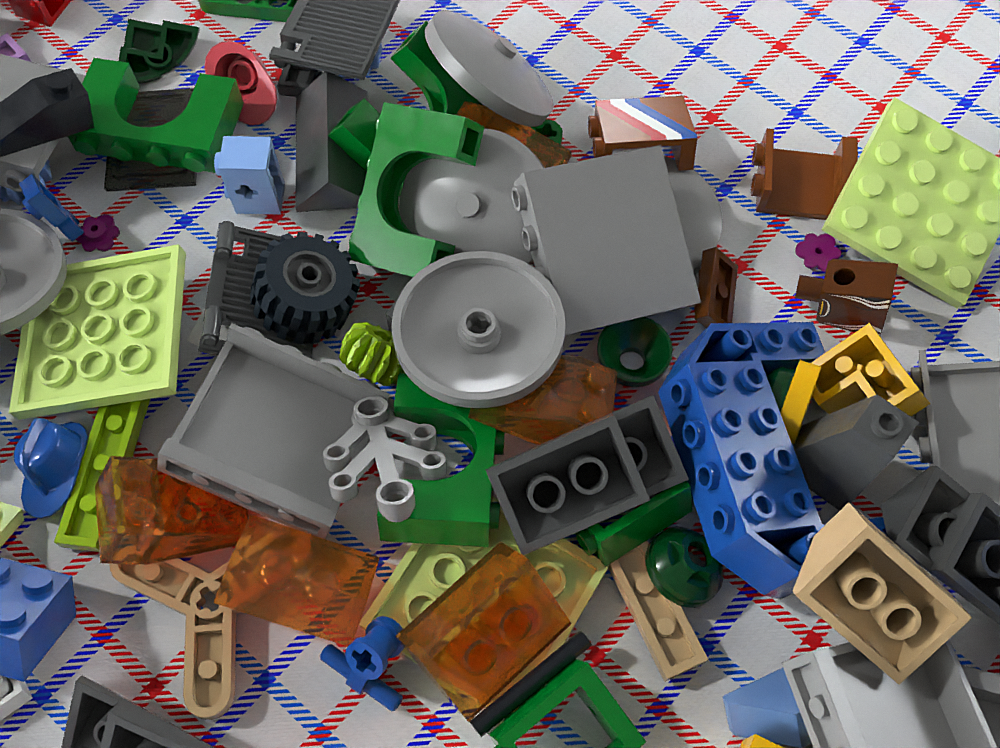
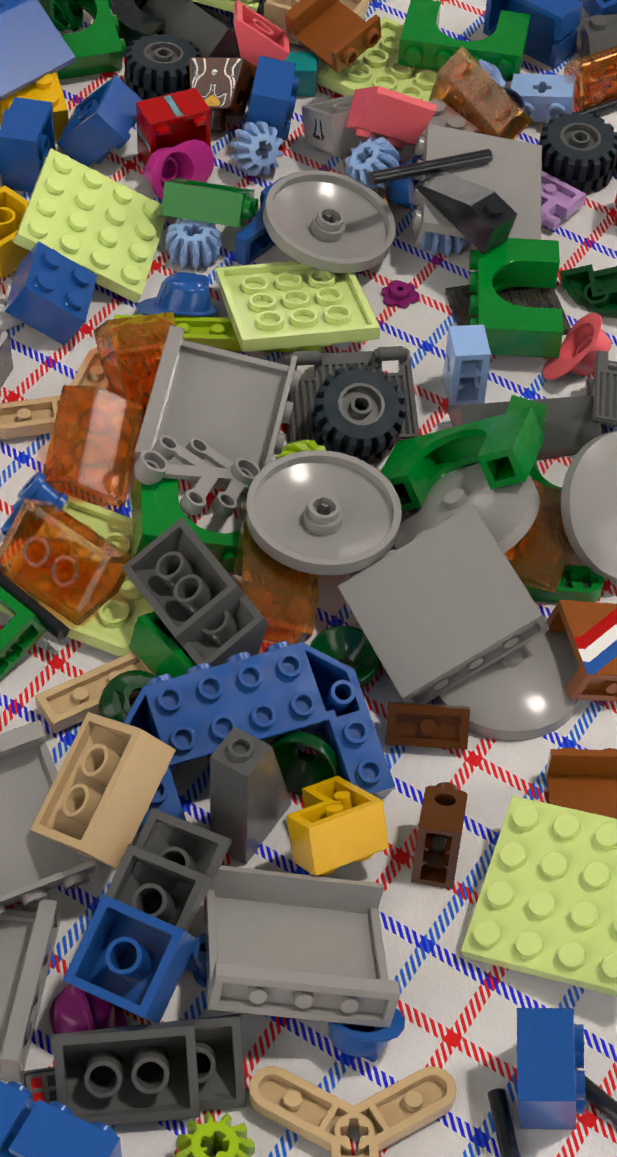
camera: 80 degrees right, 15 degrees down
(43, 203) = (400, 246): blue plate -> none
(799, 397) = (305, 761): yellow beam -> none
(817, 250) = (493, 818): magenta plant -> none

